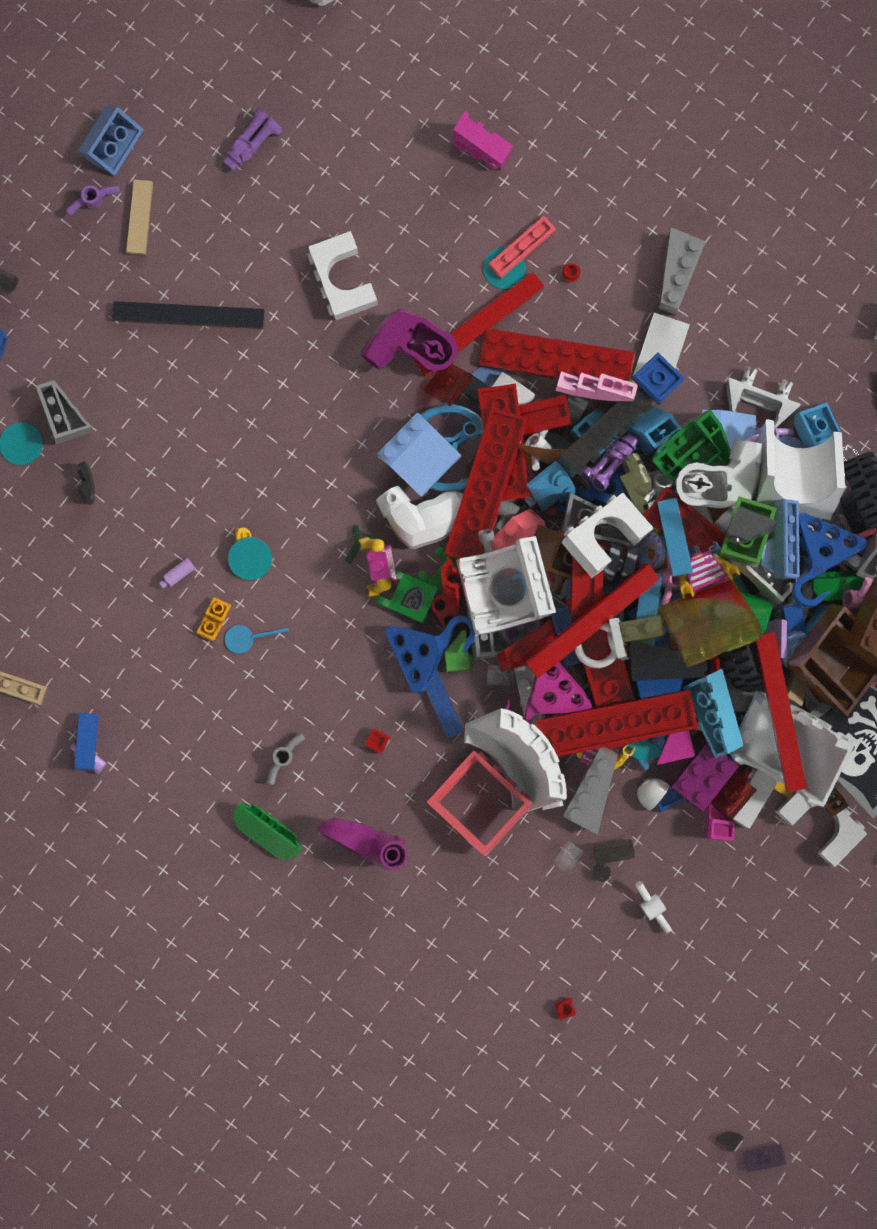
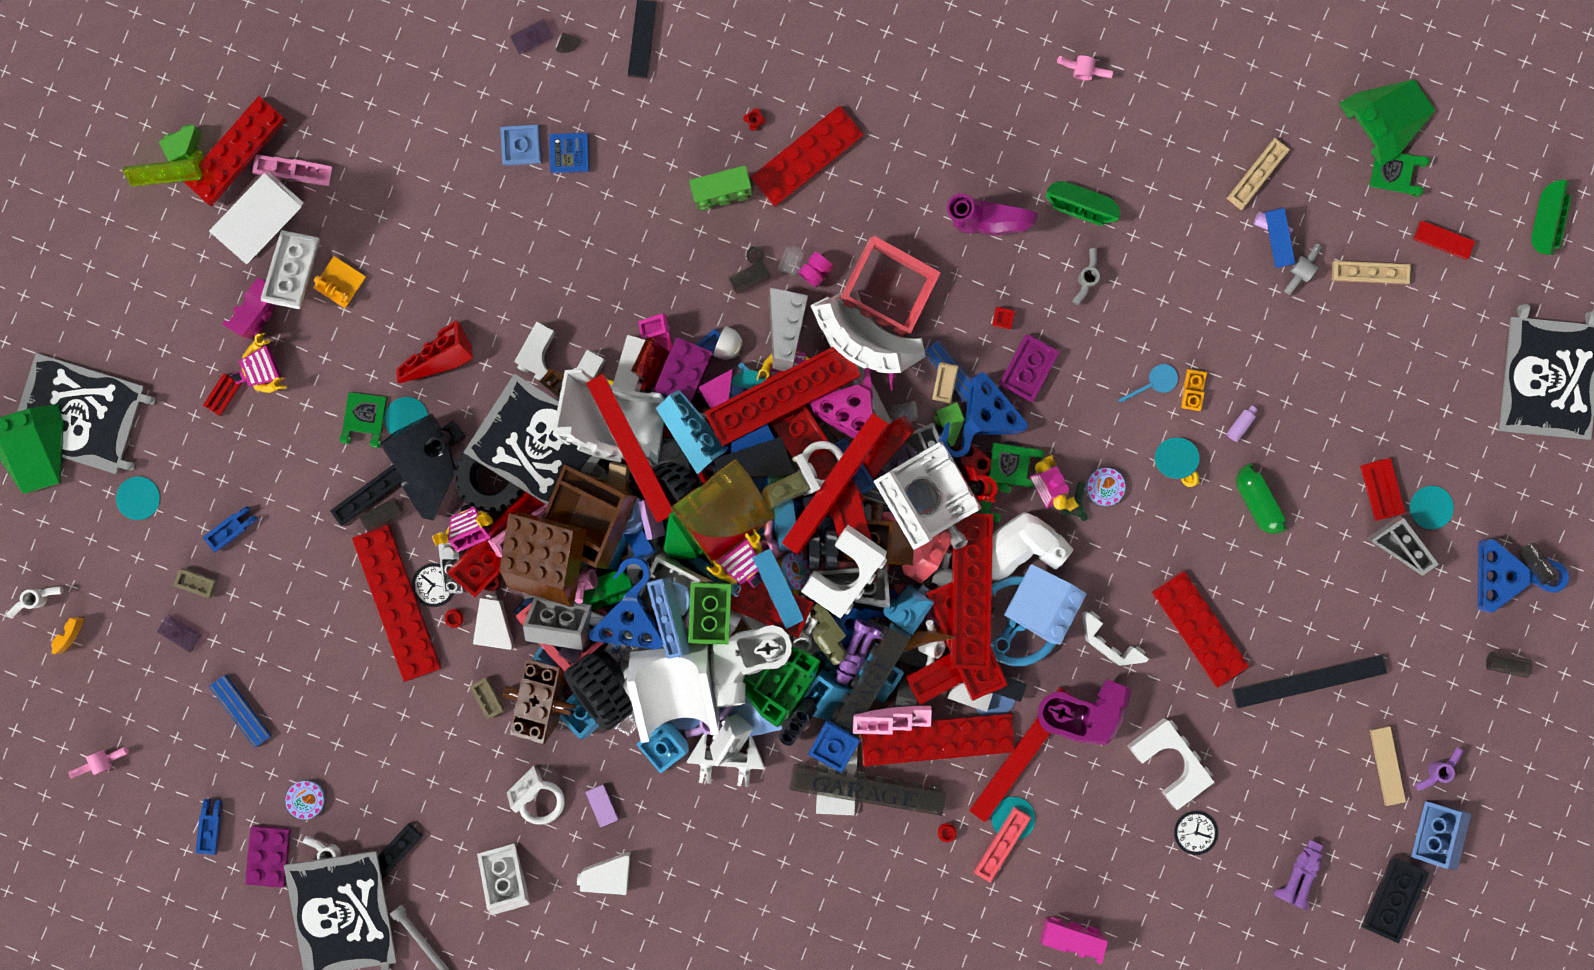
camera: 165 degrees right, 5 degrees up
(62, 473) = (1382, 489): none -> red piece
(72, 705) = (1303, 269): none -> light grey piece
(86, 811) = (1258, 173): none -> tan tile
(87, 488) = (1354, 480): pearl dark grey slope -> none
(171, 95) = (1395, 899): none -> black plate
(183, 496) = (1260, 501): none -> green brick
(225, 965) = (1084, 67): none -> bright pink piece
(276, 392) = (1200, 629): none -> red plate
(326, 551) = (1105, 486): none -> light blue tile
(337, 207) = (1196, 832): none -> sticker
(349, 385) = (1092, 625): none -> white slope
(366, 685) = (1028, 368): none -> magenta plate
(448, 384) = (1036, 683): clear red plate -> none
(451, 694) = (945, 382): none -> tan tile
(523, 957) = (807, 156): none -> red plate
(547, 840) = (815, 269): none -> dark pink wheel
(619, 947) = (721, 188): none -> bright green brick
(635, 332) = (867, 789): none -> clear smoke brick
(653, 907) = (698, 236): white piece -> none
(654, 1123) = (642, 39): none -> black tile
(680, 262) = (842, 874): light grey wedge -> none
(685, 411) = (797, 722): none -> black beam
(748, 526) = (713, 613): dark grey slope -> none
(753, 414) = (730, 739): none -> white slope
(757, 1028) = (569, 153): none -> blue tile
(803, 1050) = (520, 145): none -> medium blue tile

